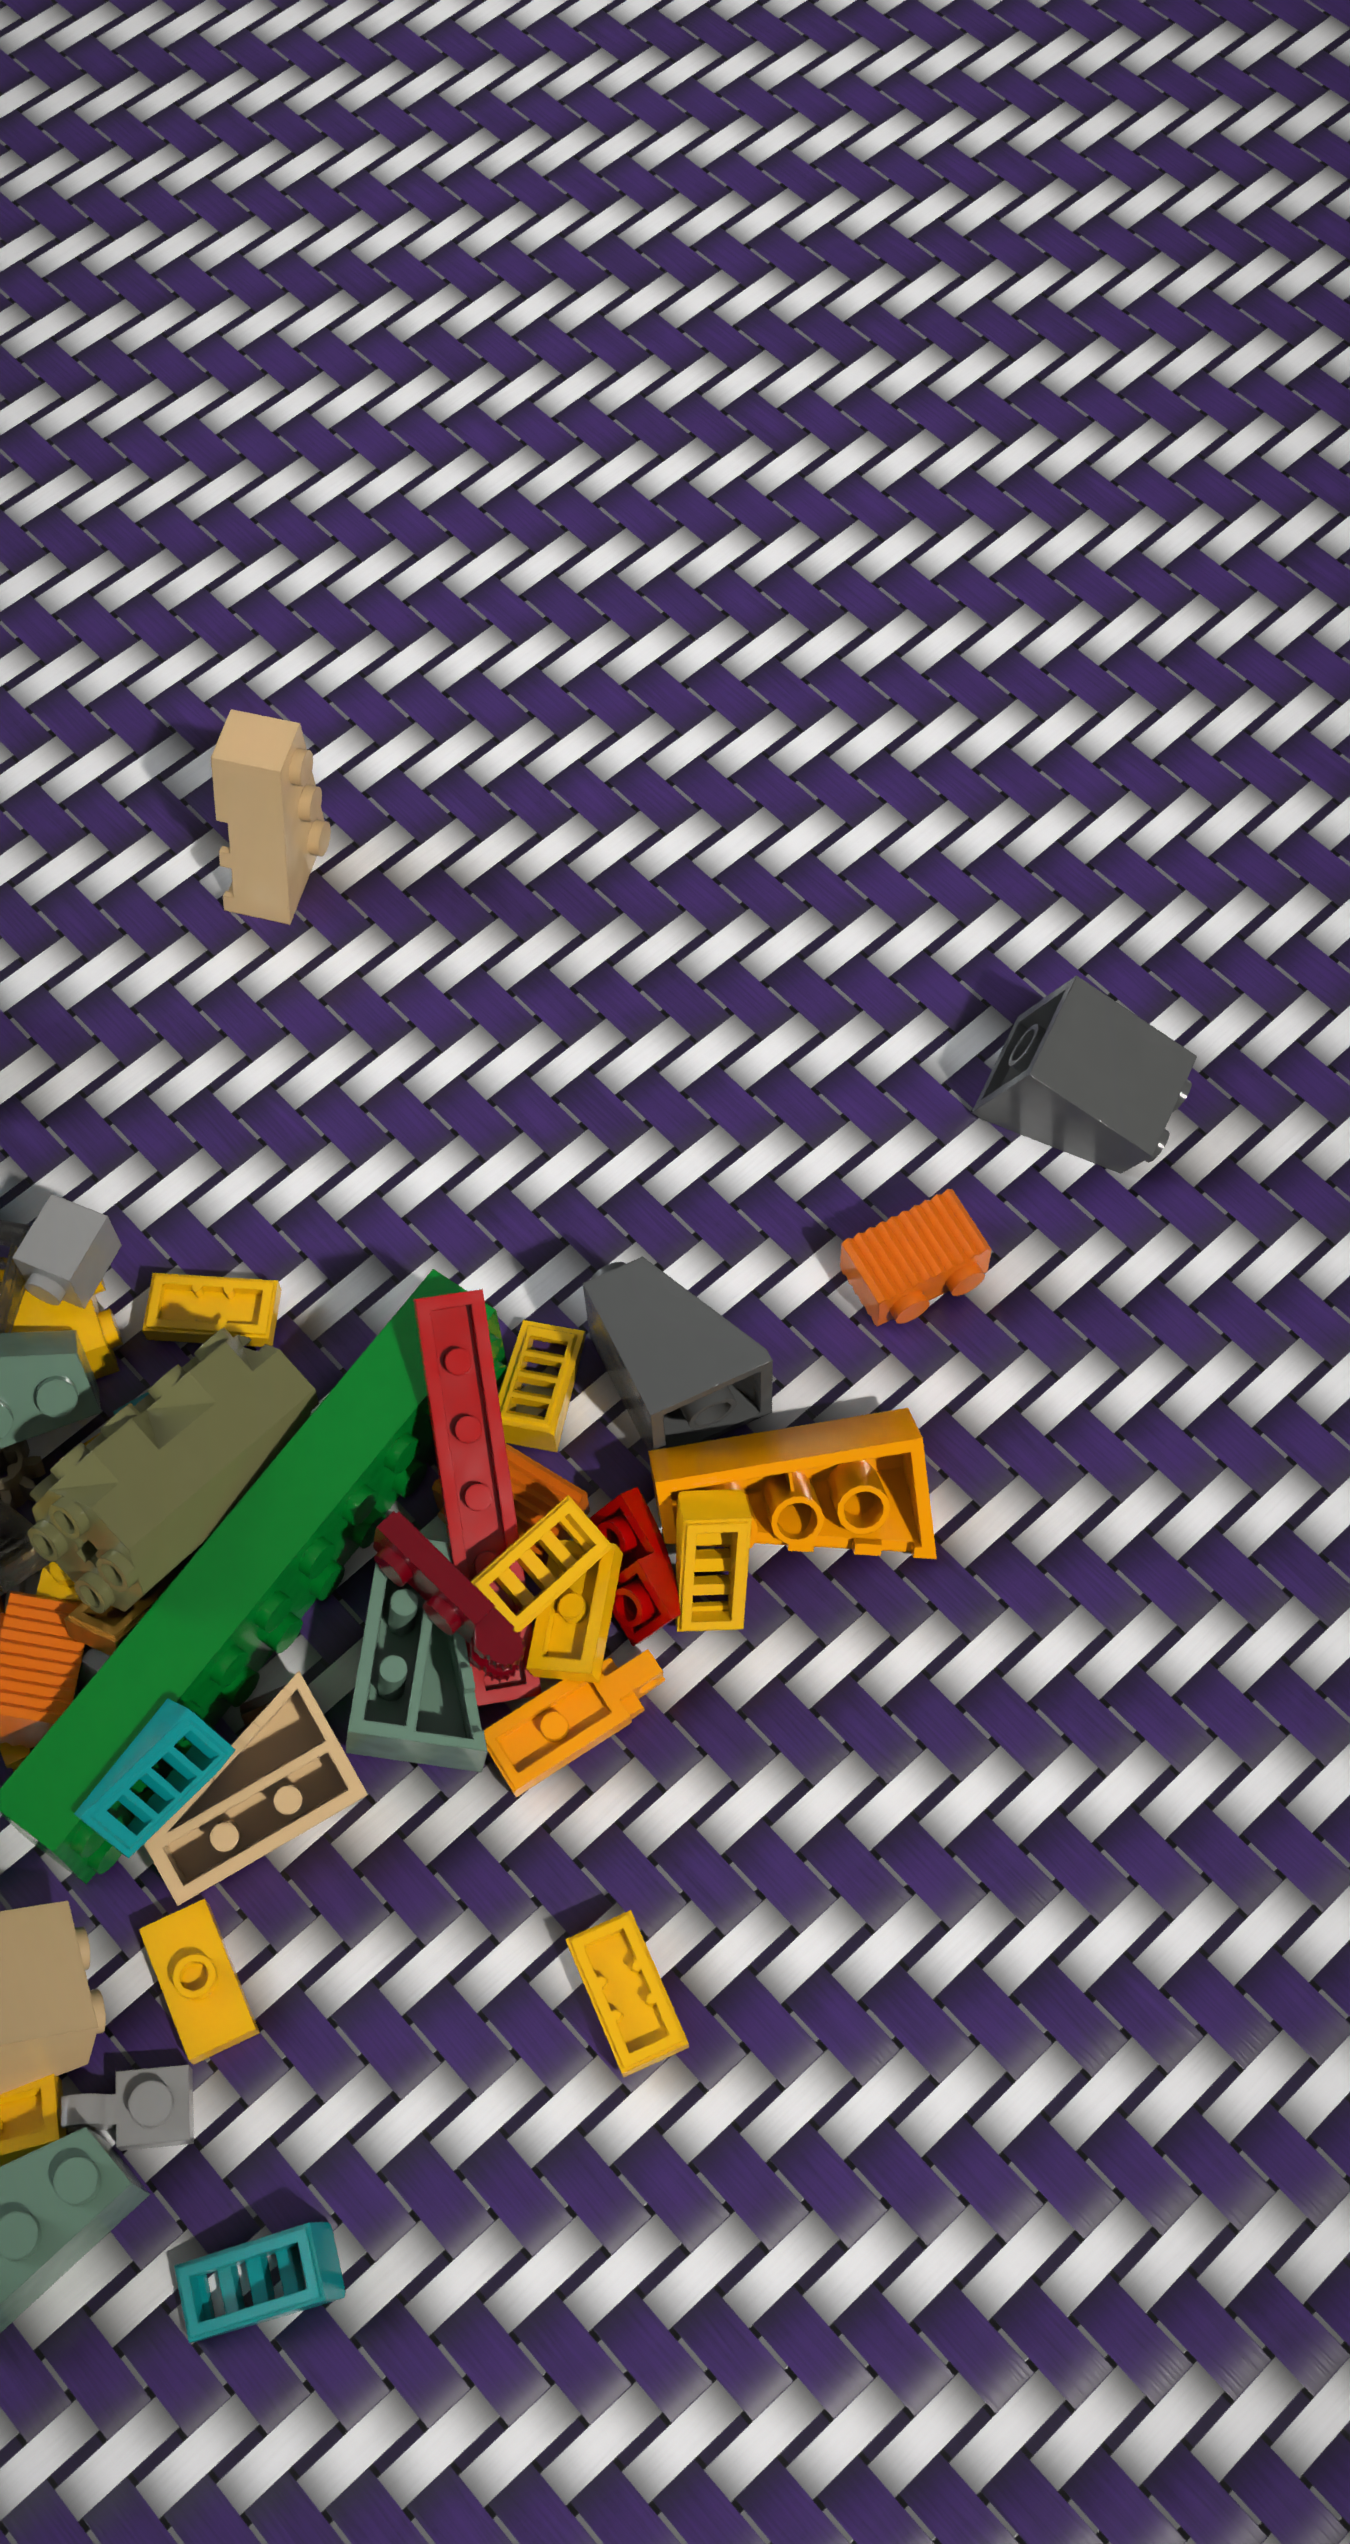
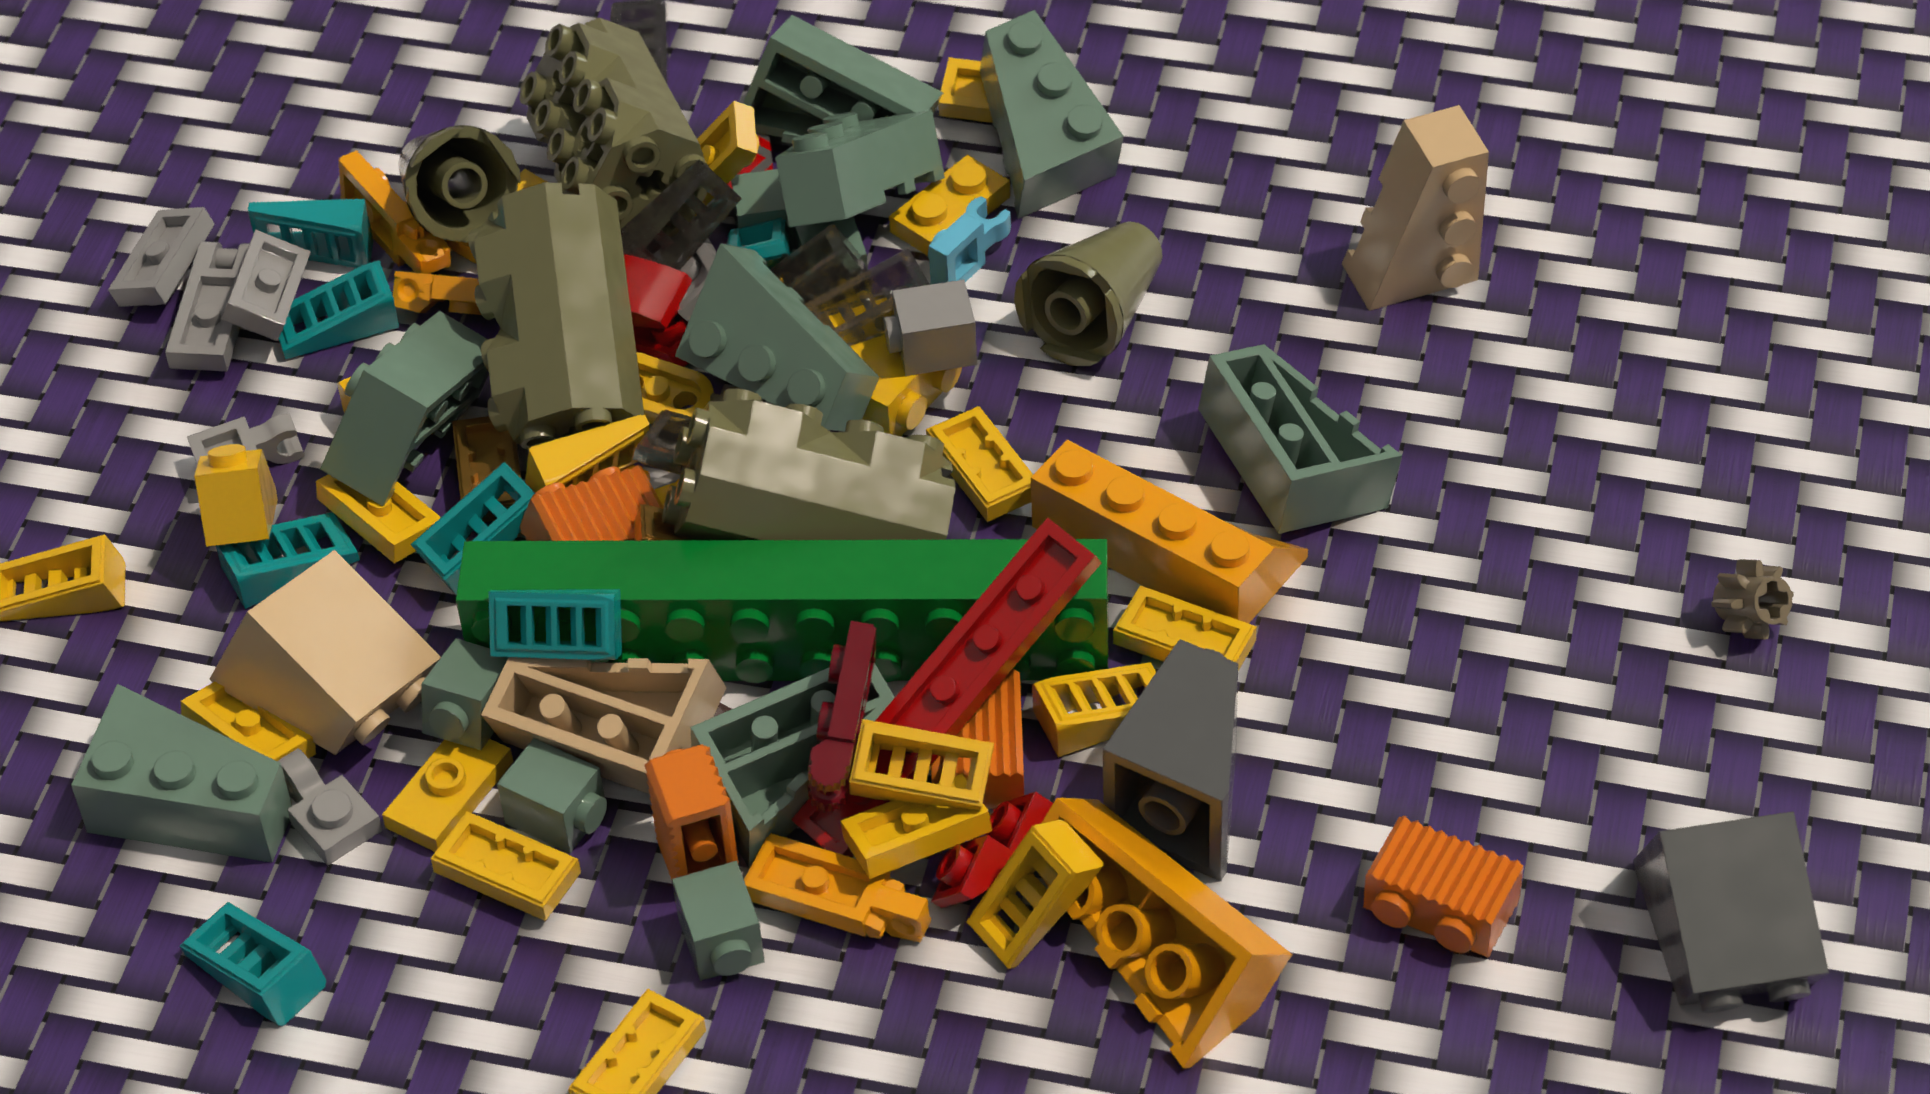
camera: 55 degrees right, 15 degrees down
(112, 1108) = (1088, 292): none -> olive cone
(128, 1904) = (458, 692): none -> sand green brick
(293, 1892) = (552, 795): none -> sand green brick
(331, 1982) = (506, 865): none -> yellow plate
(398, 1071) = (1290, 445): none -> sand green wedge
(429, 1790) = (690, 811): none -> orange brick
(435, 1222) = (1160, 536): none -> light orange wedge
(527, 1271) = (1158, 621): none -> yellow plate
(538, 1834) = (718, 921): none -> sand green brick
(812, 867) = (1752, 599): none -> dark tan gear

